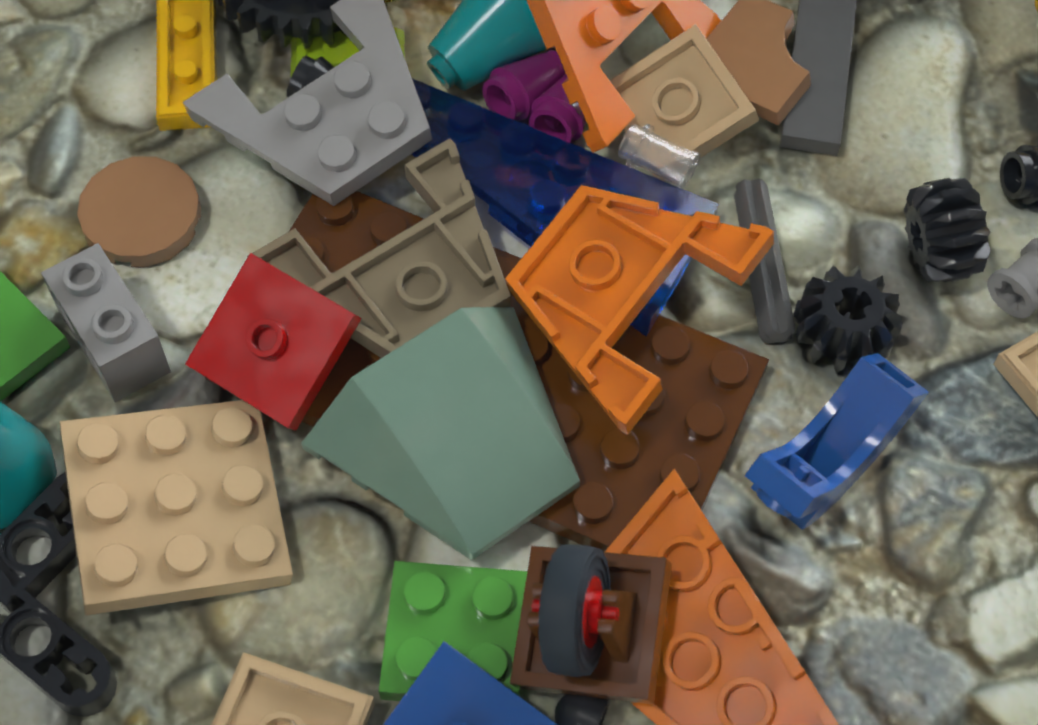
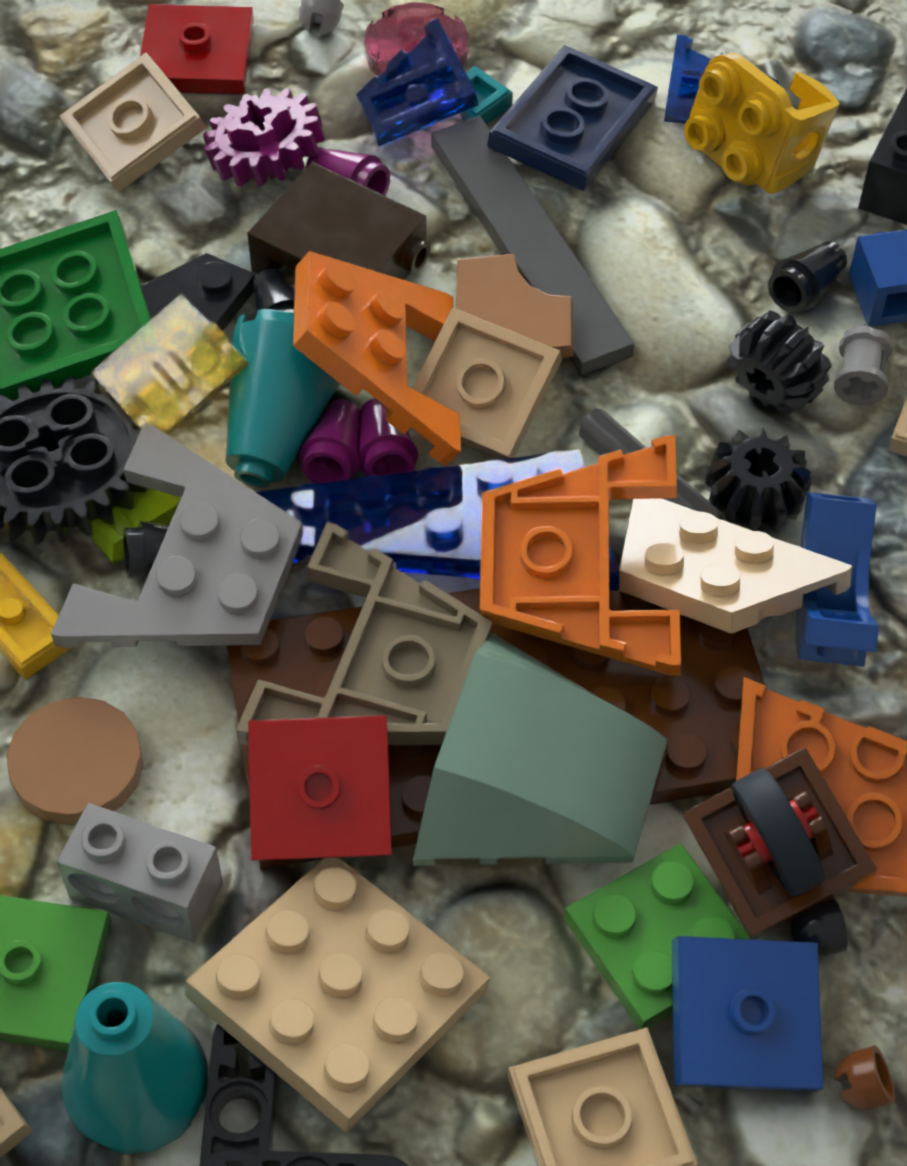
camera: 35 degrees left, 5 degrees down
(658, 155) = (507, 435): clear pin -> none
(738, 368) = (718, 568): none -> wing

